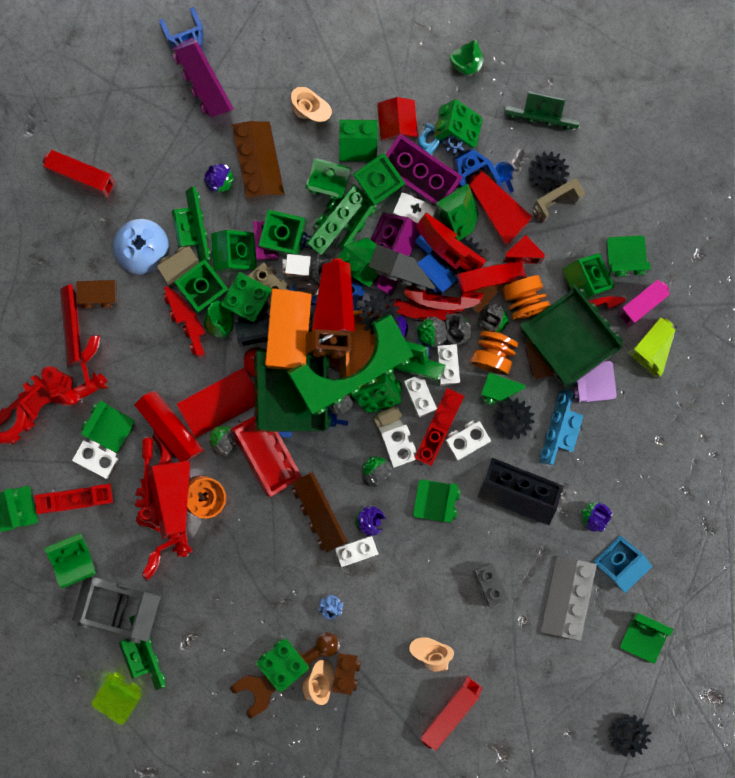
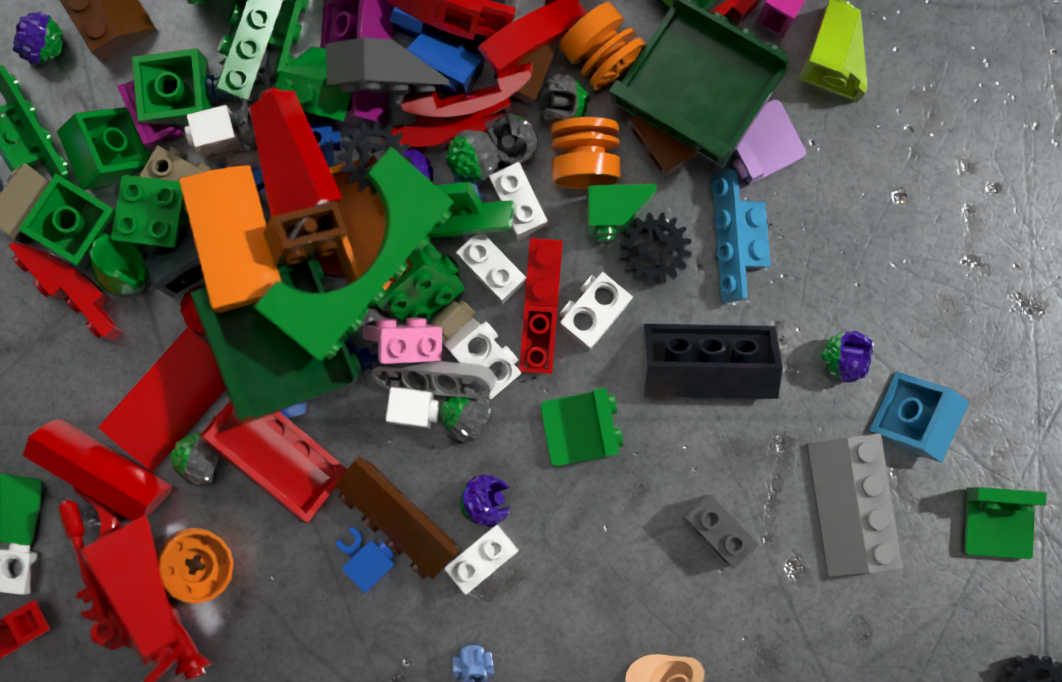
camera: 15 degrees left, 0 degrees up
(294, 531) = (367, 563): none -> blue brick
(349, 457) = (412, 408): none -> white brick
(359, 419) = (405, 342): none -> bright pink bracket
(386, 453) = (471, 379): none -> light grey beam

